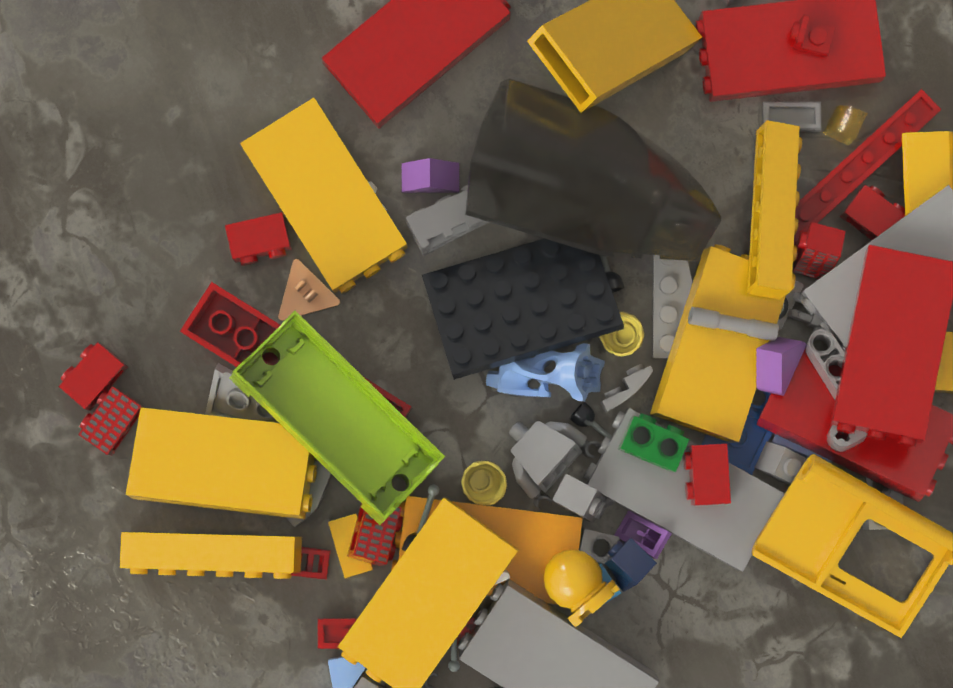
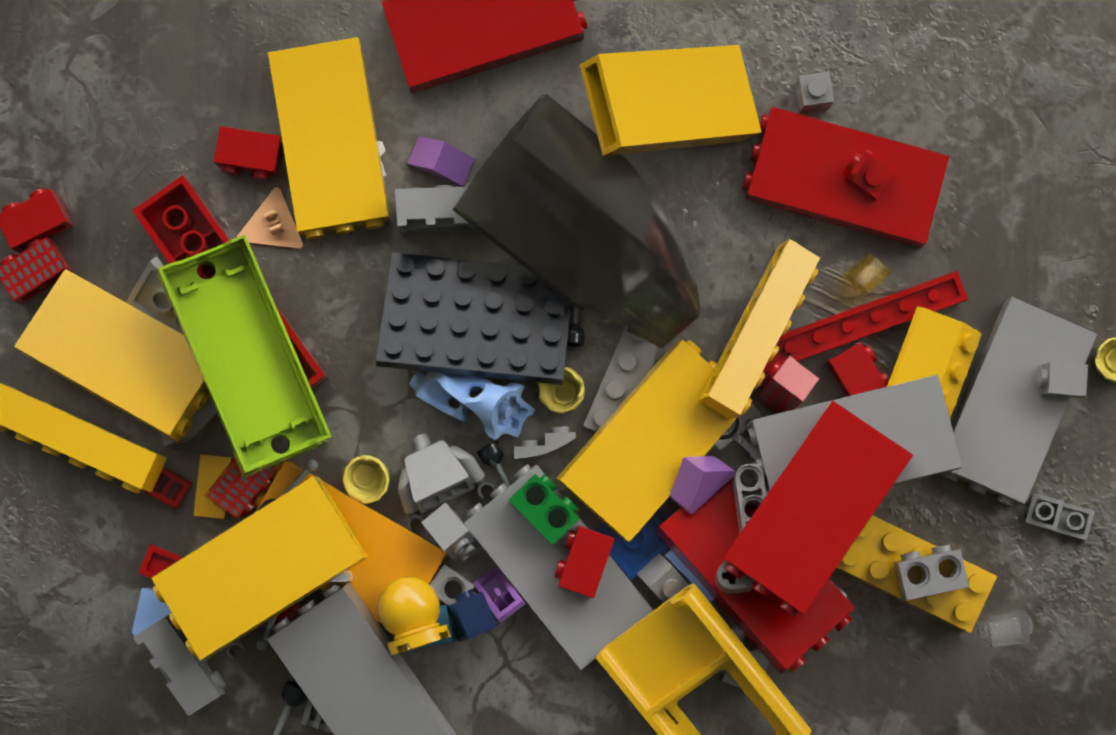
camera: 25 degrees right, 0 degrees up
(714, 320) = (655, 413): light grey piece -> none
(801, 114) = (830, 248): light grey tile -> none

